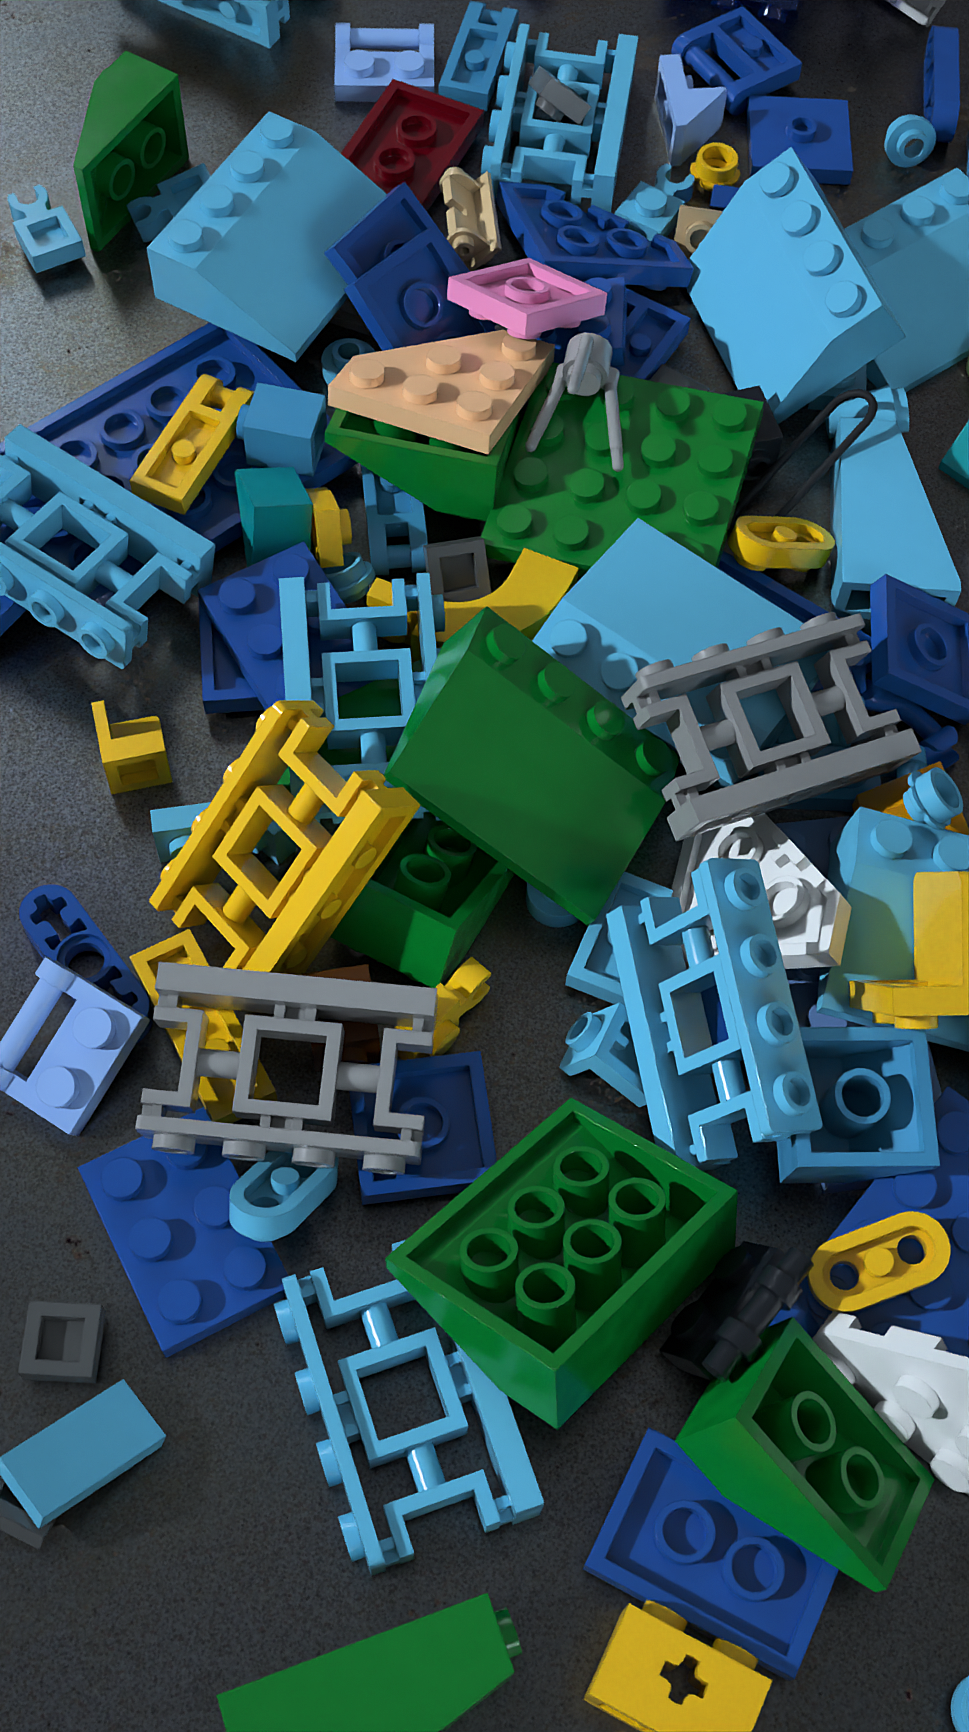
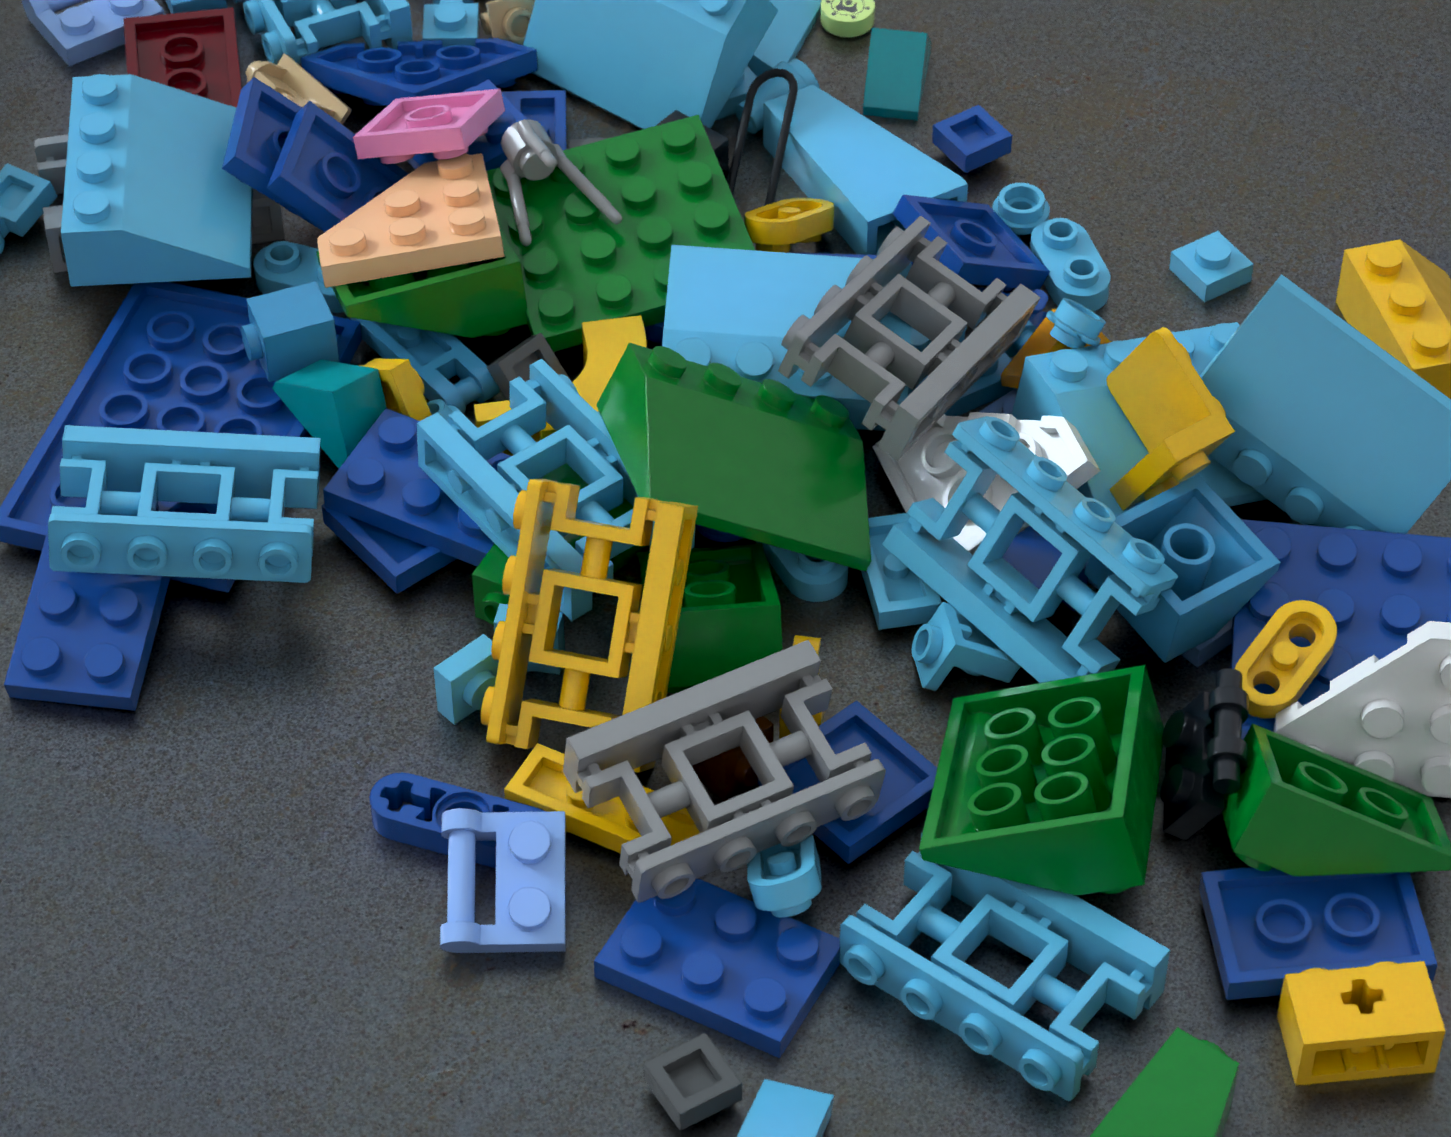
camera: 30 degrees left, 15 degrees down
(131, 751) = (360, 651): yellow panel -> none
(190, 445) = (214, 377): yellow plate -> none

